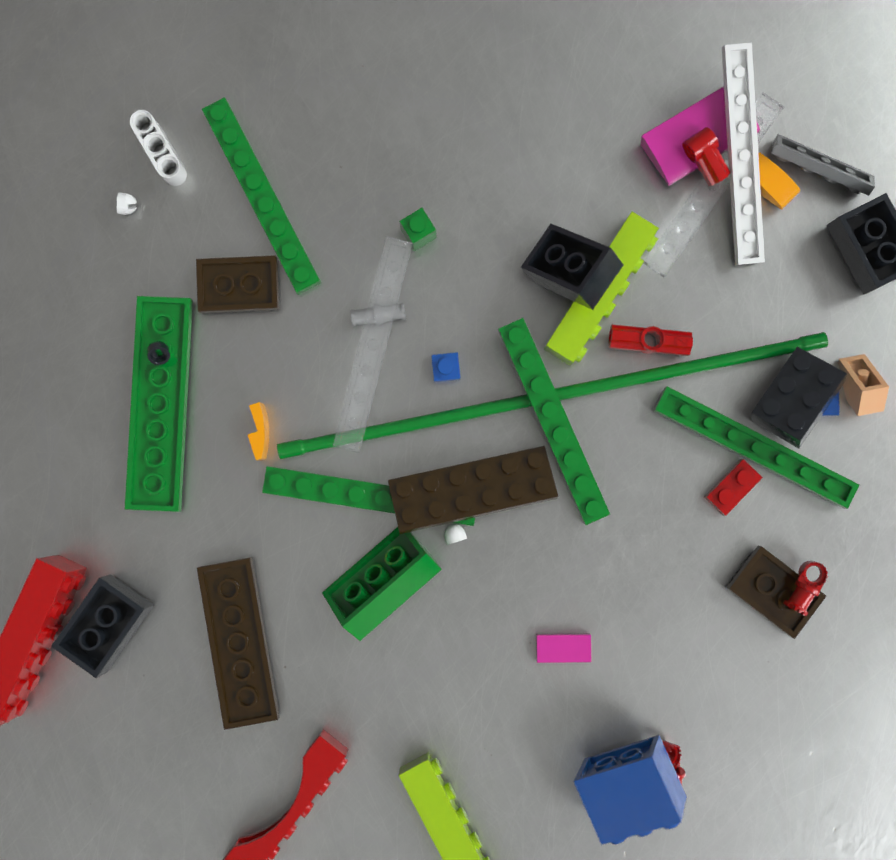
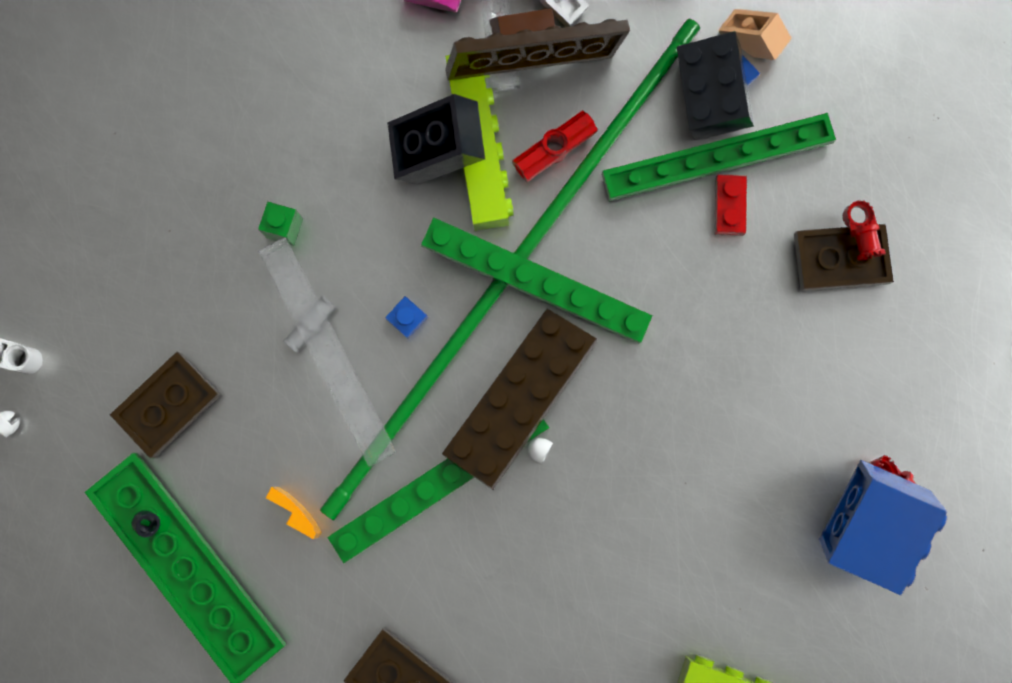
camera: 40 degrees left, 5 degrees down
(261, 196) = (121, 313): green plate -> none
(380, 582) = (514, 547): green slope -> none
(563, 648) = (716, 461): dark pink tile -> none
(696, 263) = (535, 49): none -> dark brown plate
(702, 239) = (513, 23): none -> reddish brown hinge

